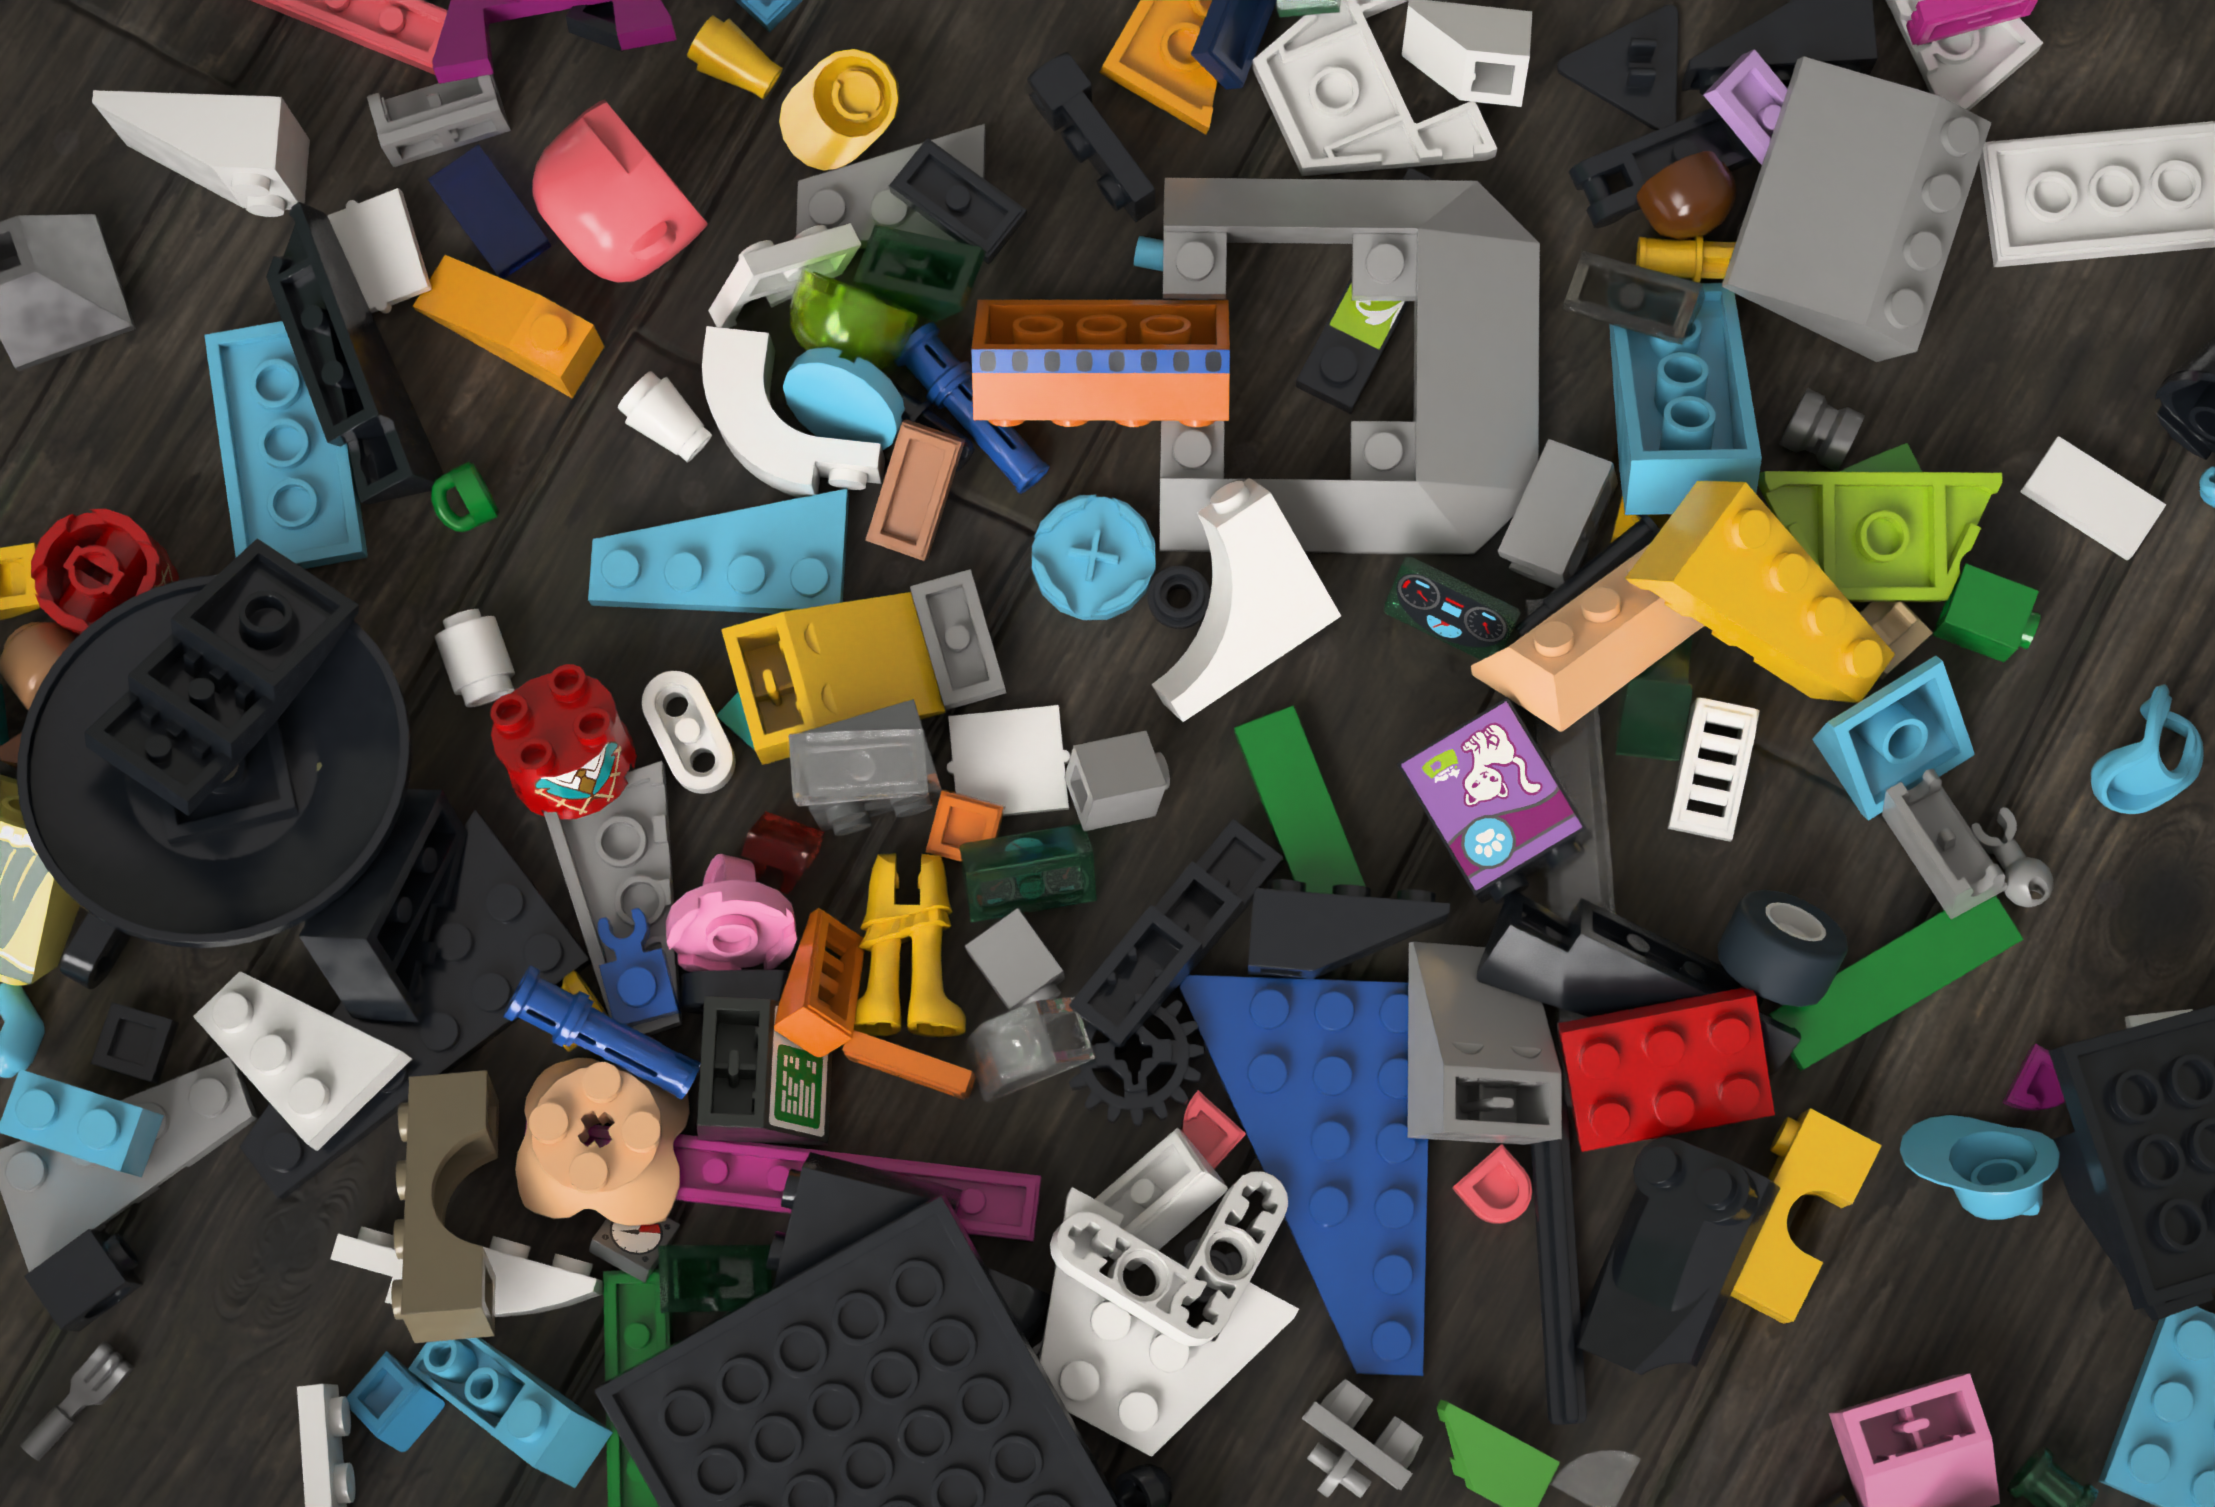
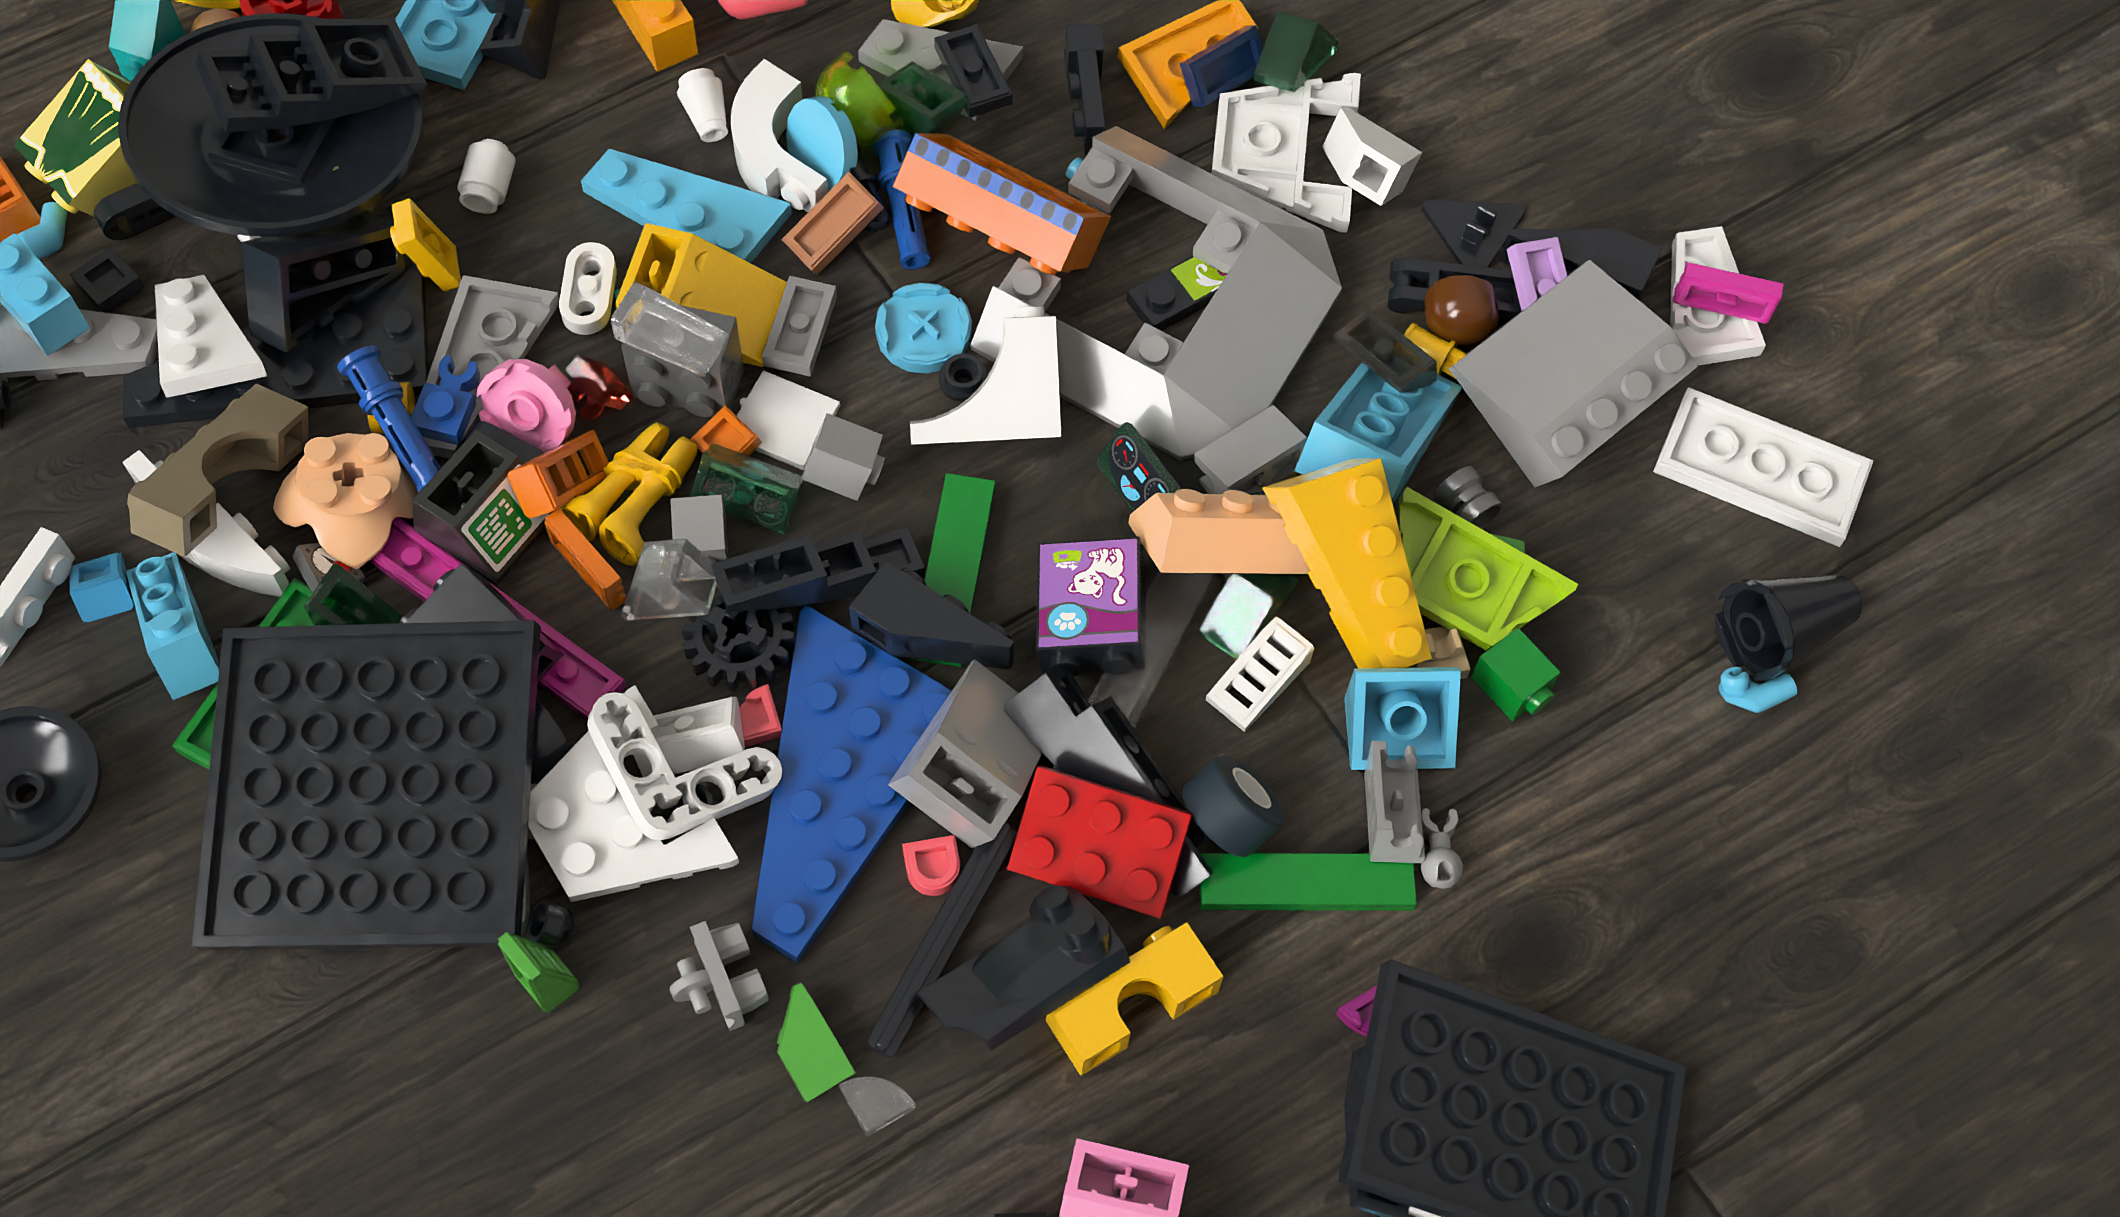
camera: 20 degrees right, 15 degrees down
(473, 493) = (553, 84): green tile -> none
(478, 797) = (425, 245): none -> yellow plate
(563, 743) = (499, 242): red brick -> none
(775, 269) = (823, 42): white wing -> none
(1988, 1165) = (1292, 1040): medium azure piece -> none
(2093, 498) = (1638, 647): white tile -> none
(2134, 775) = (1560, 837): medium azure piece -> none

